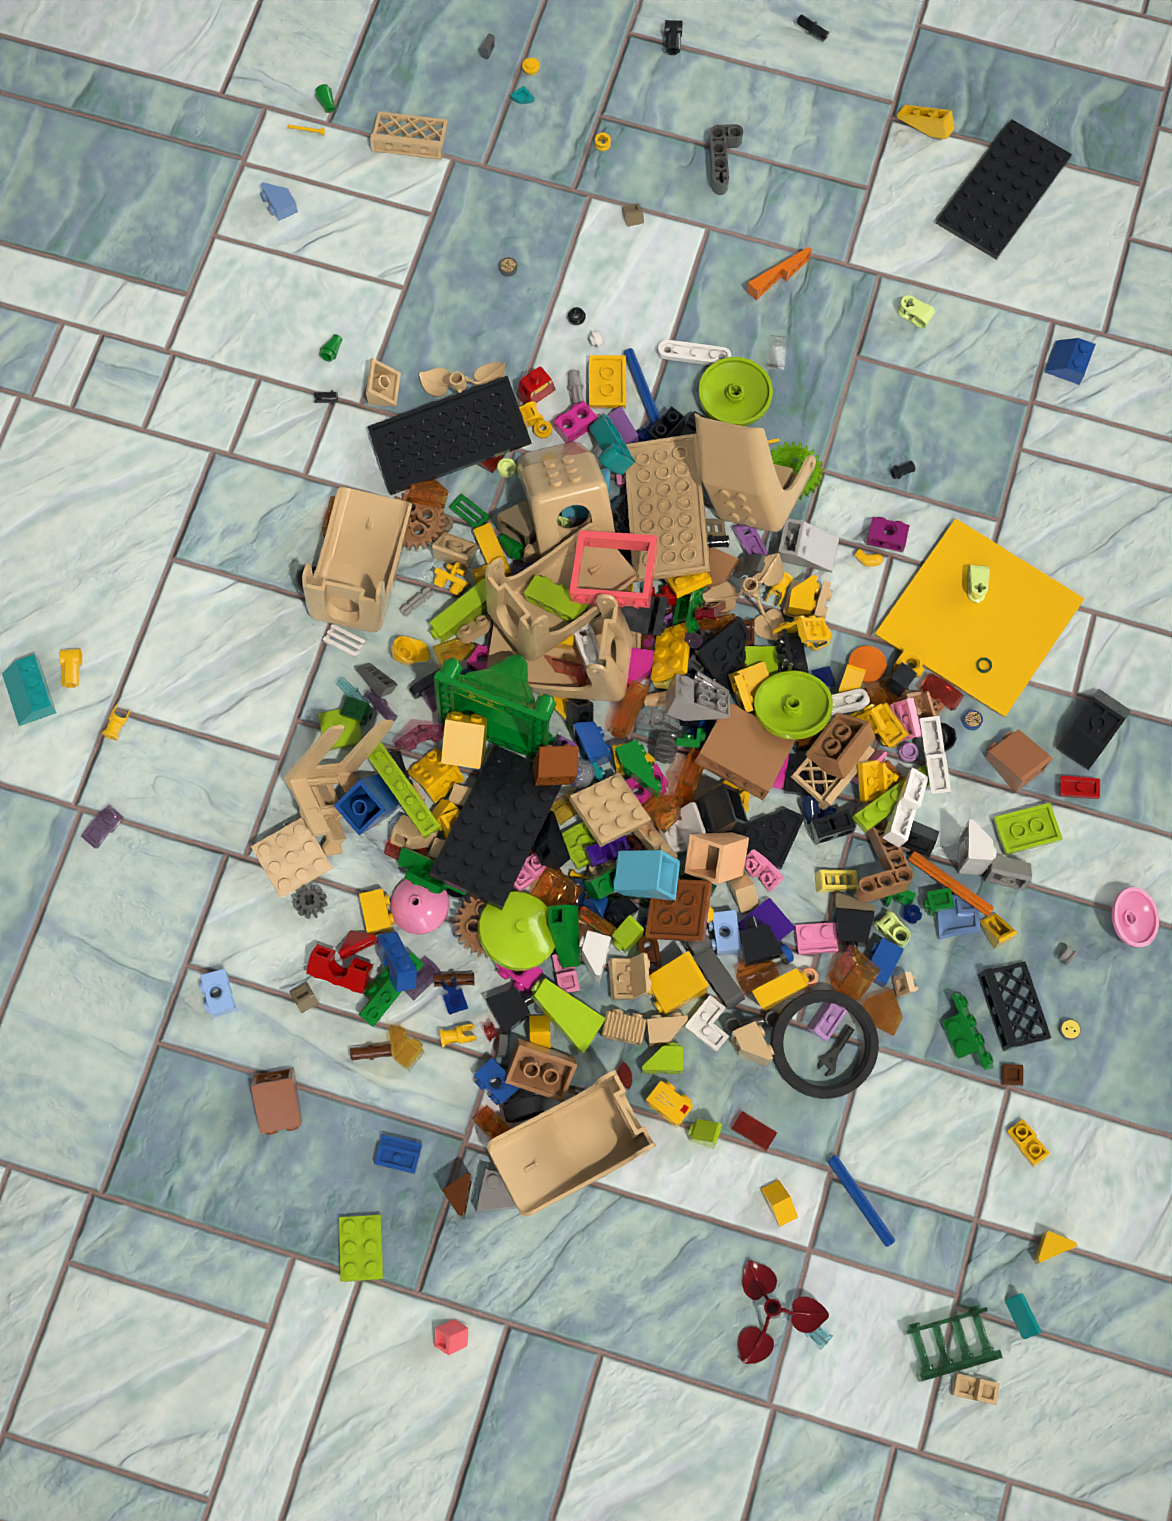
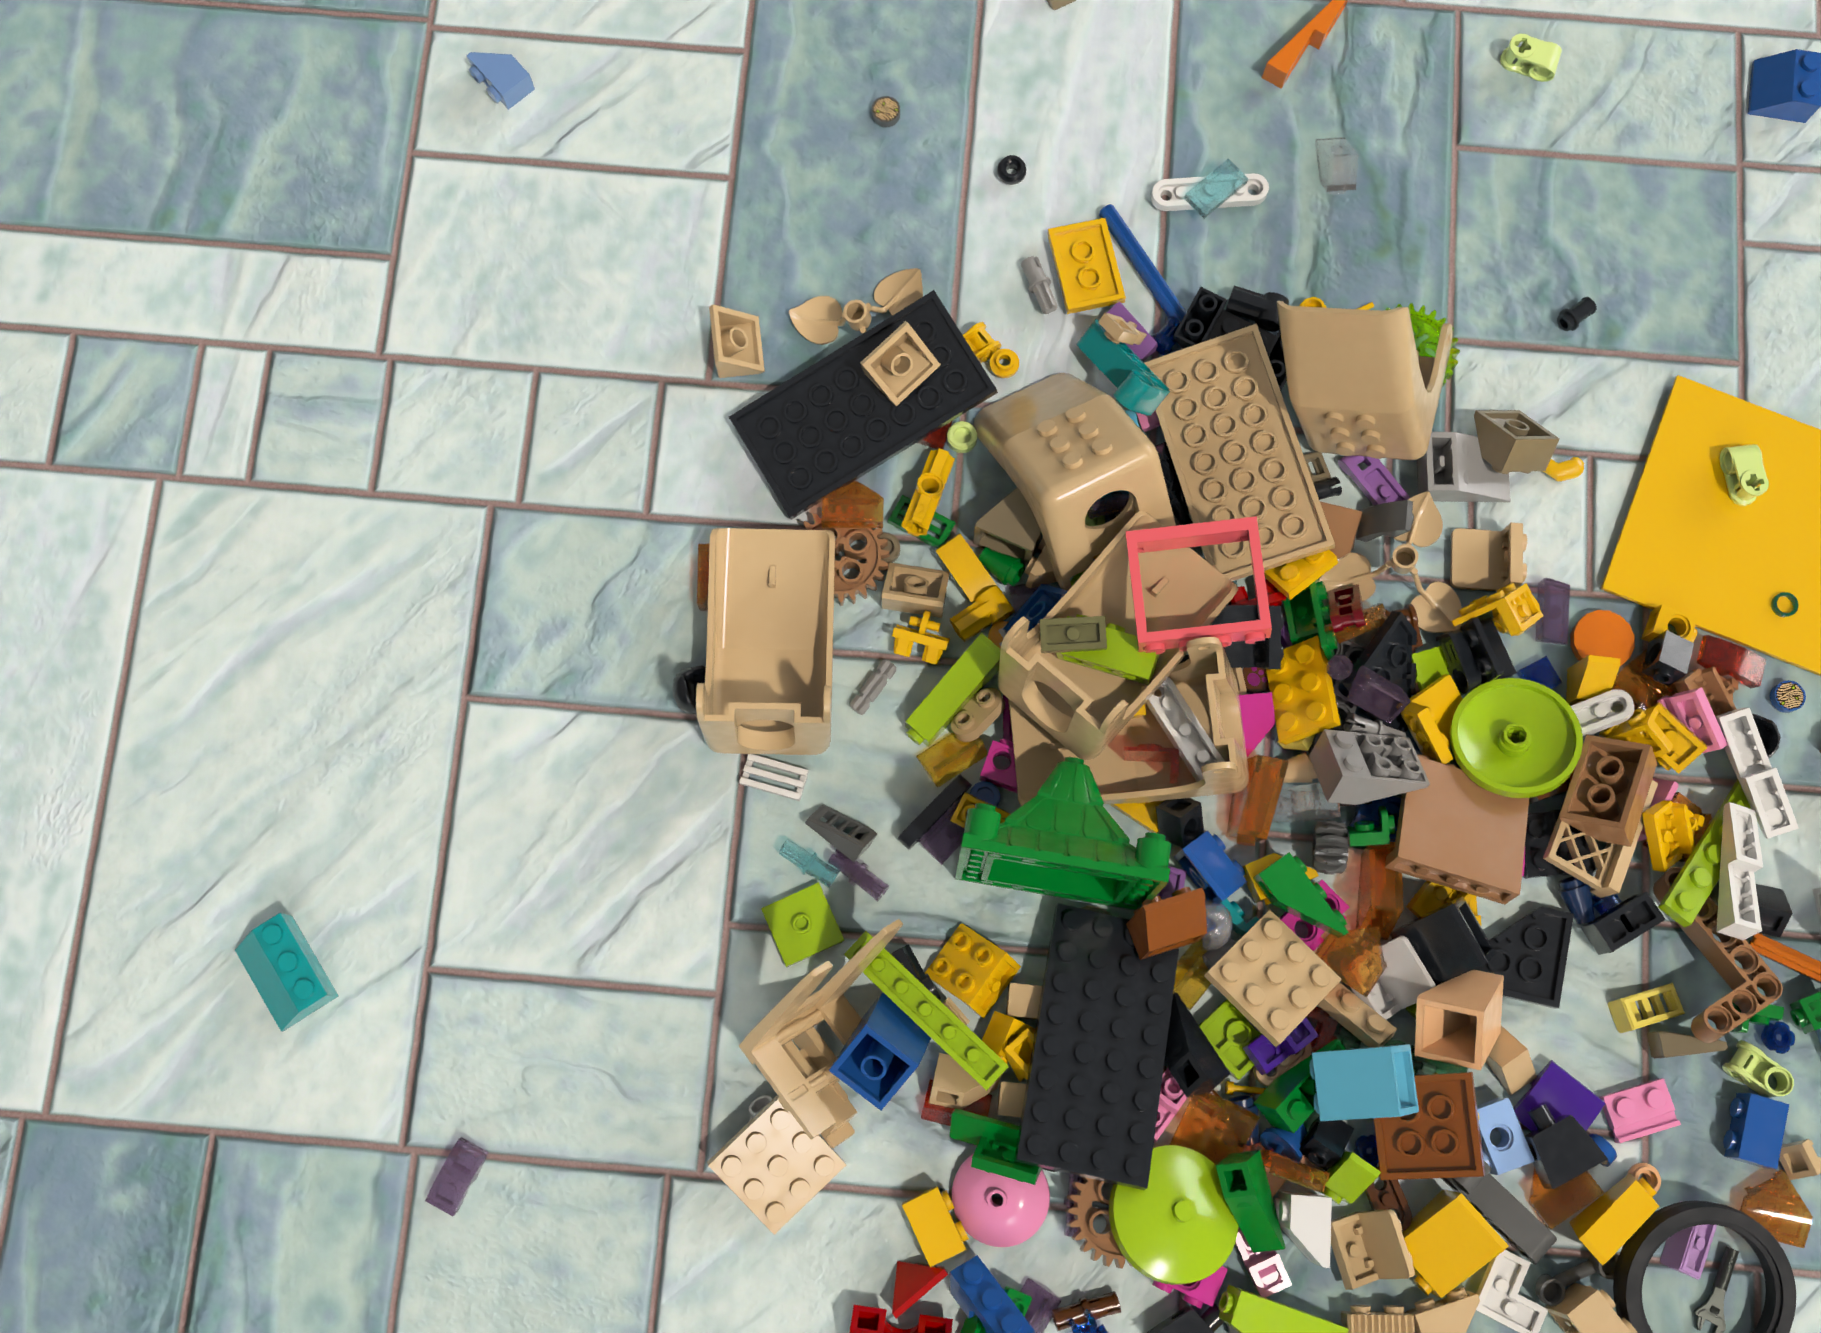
camera: 10 degrees left, 5 degrees up
(70, 662) = (342, 909): yellow piece -> none
(114, 725) = (438, 998): yellow piece -> none
(303, 906) = (813, 1234): dark grey gear -> none
(326, 397) = (650, 381): black pin -> none
(330, 349) = (639, 301): green cone -> none
(356, 710) = (822, 892): dark green bracket -> none
(409, 651) = (884, 774): yellow piece -> none
(420, 734) = (938, 915): clear pink plate -> none
(464, 740) = (1013, 913): yellow slope -> none
(475, 413) = (899, 364): none -> tan slope
(476, 494) = (924, 504): none -> yellow piece
(534, 583) = (1073, 634): none -> olive plate
(535, 386) = (979, 294): red torso -> none
(578, 425) = (1058, 345): dark pink brick -> none
(596, 338) = (1052, 199): white plate -> none
(614, 421) = (1120, 331): none -> tan plate
(697, 351) = (1216, 188): none -> clear light blue tile
(714, 662) = (1377, 695): none -> clear purple slope
(735, 391) = (1291, 242): lime dish -> none
(759, 866) = (1531, 1016): bright pink slope -> none
(773, 654) = (1460, 660): none -> black piece
(780, 589) = (1440, 548): yellow piece -> none
(802, 597) = (1482, 556): yellow slope -> none
(840, 535) = (1513, 441): none -> dark tan slope
(841, 641) = (1554, 605): none -> clear purple slope
(853, 927) = (1697, 1085): black torso -> none
(853, 973) = (1718, 1163): clear orange slope -> none
(893, 542) = (1599, 416): magenta brick -> none
(908, 752) = (1704, 771): lavender plate -> none

